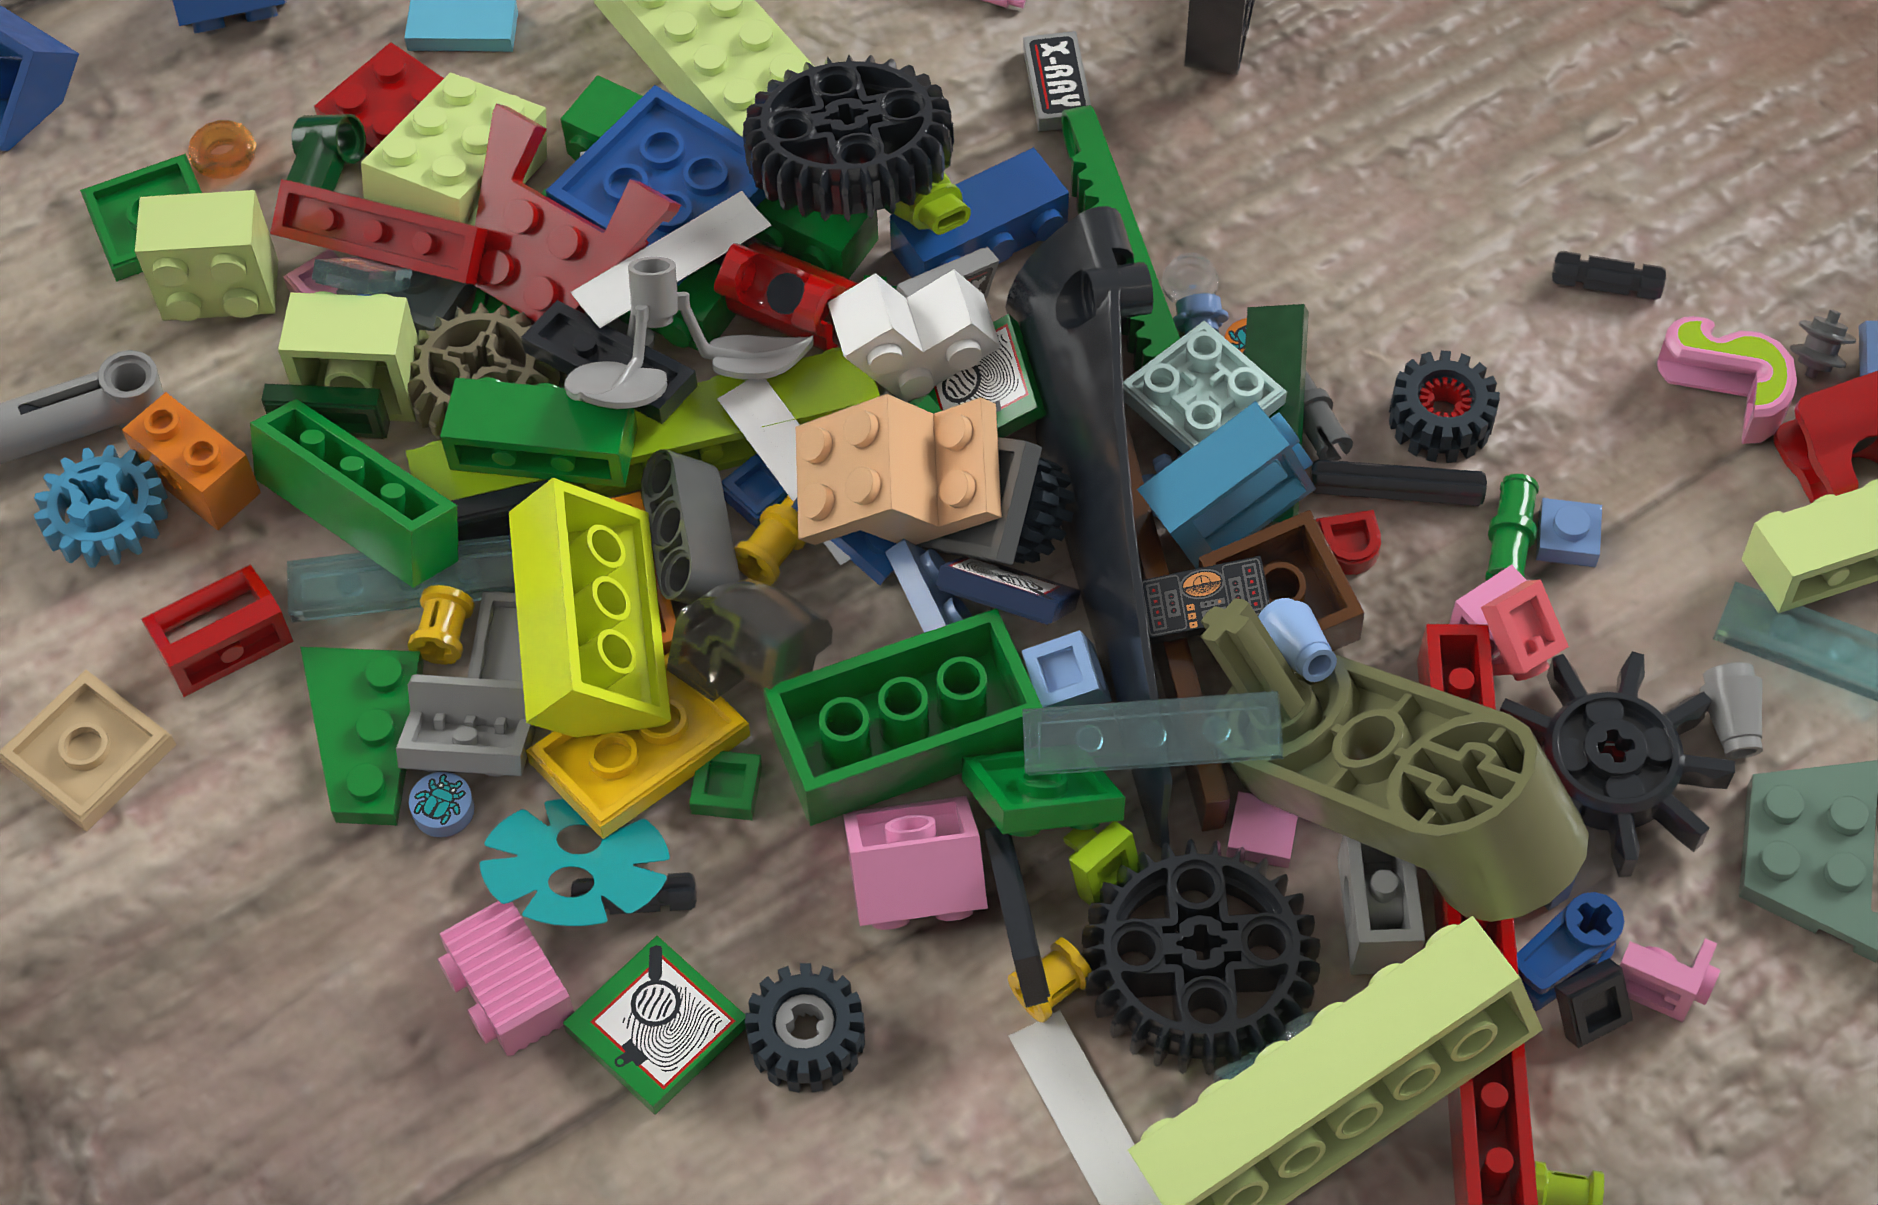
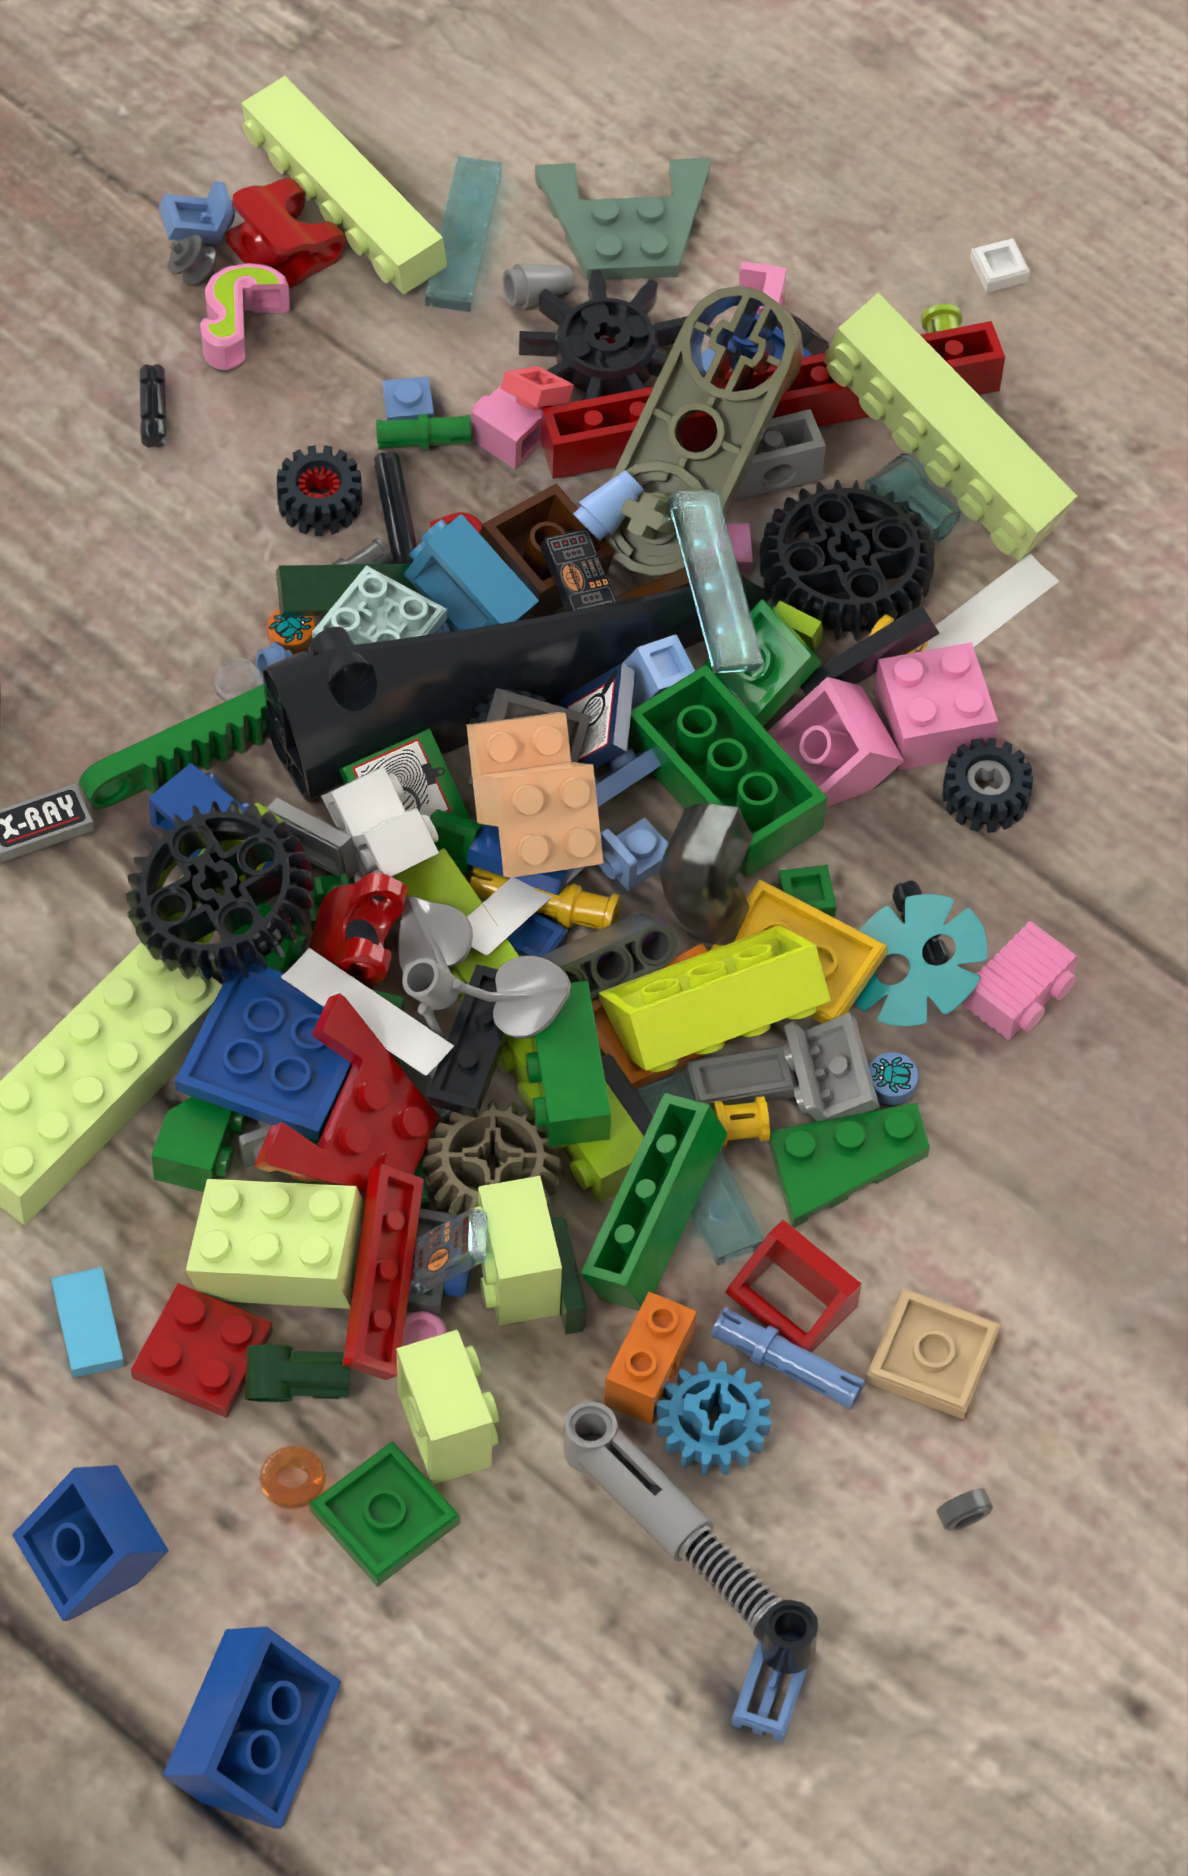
camera: 110 degrees left, 0 degrees up
(140, 597) = (778, 1353): none -> medium blue pin
(655, 1024) = (1015, 882): tile -> none
(835, 594) = (632, 853): none -> light blue bracket
(935, 992) = (934, 703): none -> bright pink brick

